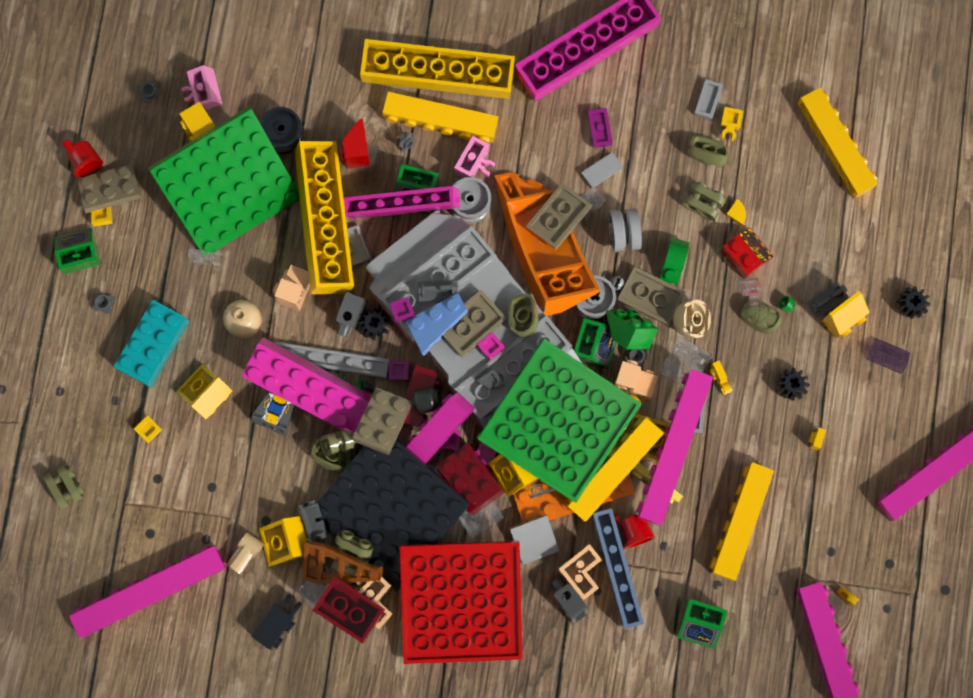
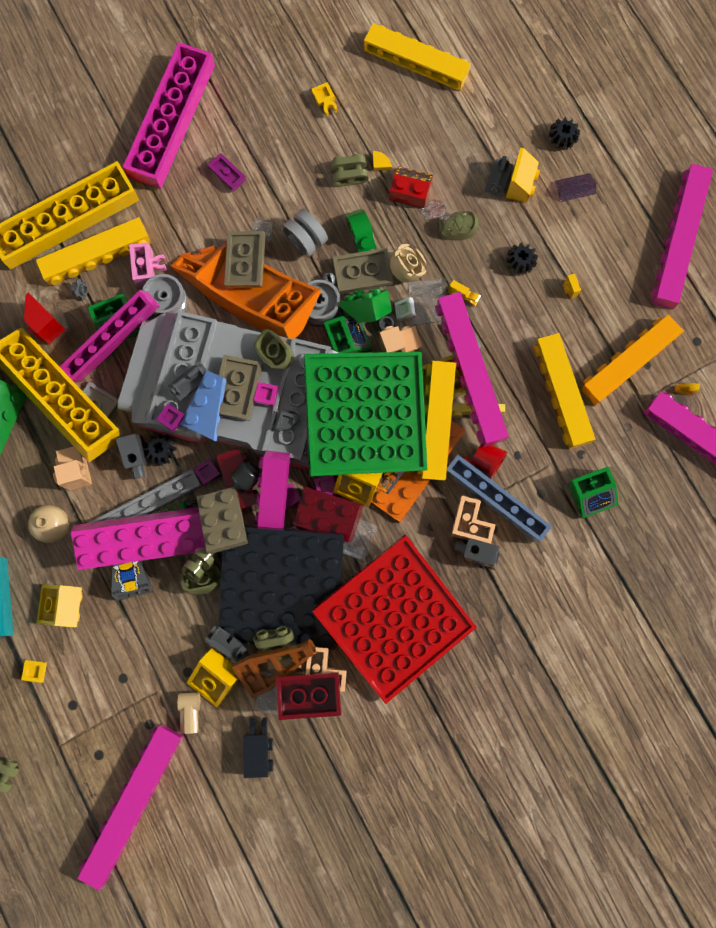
camera: 30 degrees left, 0 degrees up
(535, 539) = (415, 523): light grey tile -> none
(602, 170) = (252, 203): light grey tile -> none
(661, 354) = (404, 309): none -> white tile
(708, 99) = (294, 94): light grey tile -> none
(708, 151) = (323, 130): olive piece -> none
(787, 304) = (470, 202): green hinge -> none
(819, 537) = (631, 360): none -> light orange brick

